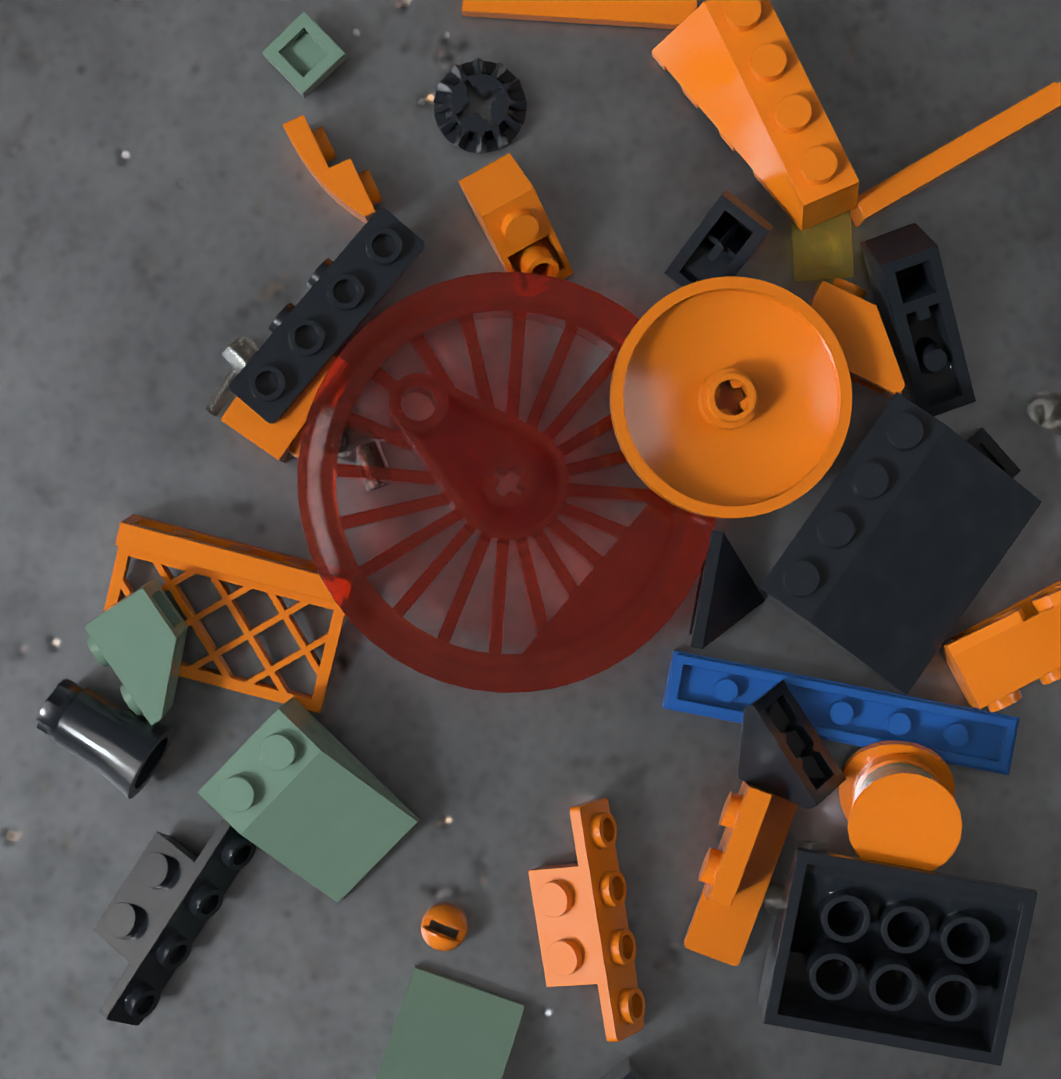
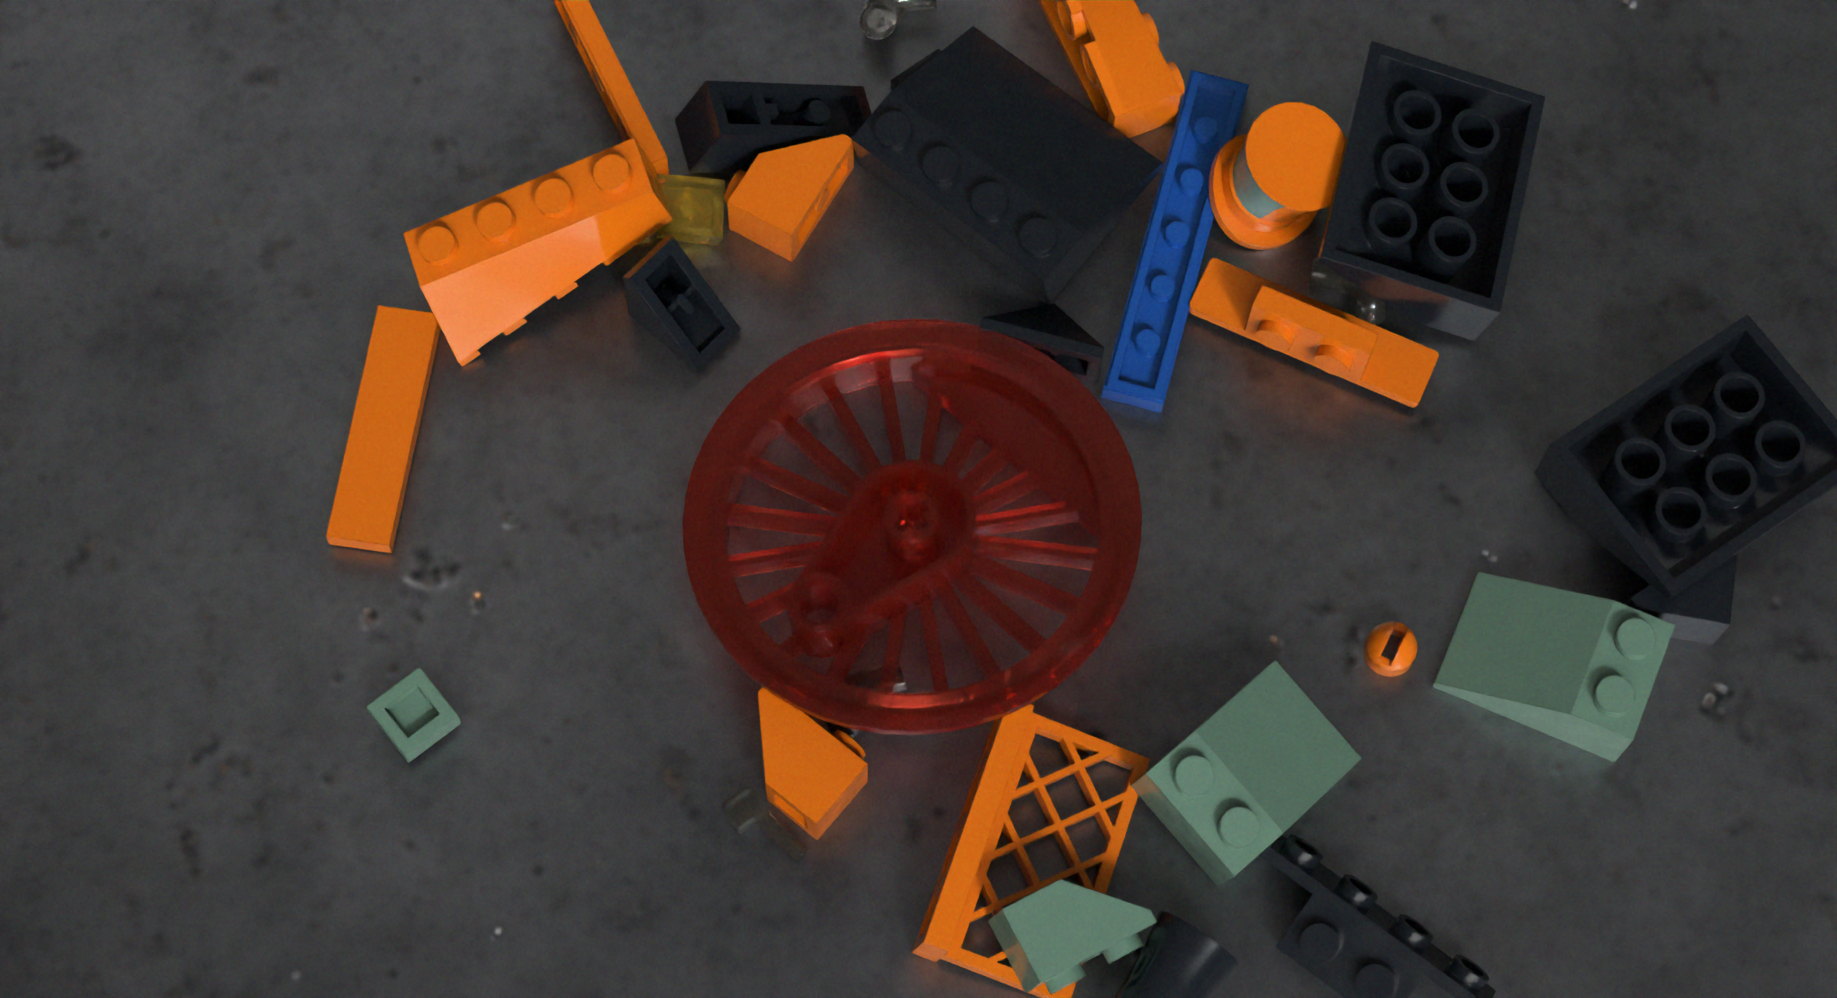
camera: 90 degrees left, 20 degrees down
(328, 314) = (711, 702): black bracket -> none
(348, 188) = (570, 678): orange slope -> none
(472, 132) = (483, 565): black gear -> none
(514, 219) = (624, 506): orange slope -> none
(586, 921) = (1389, 502): orange bracket -> none
(731, 397) = (843, 290): orange dish -> none
(784, 750) = (1216, 283): black slope -> none

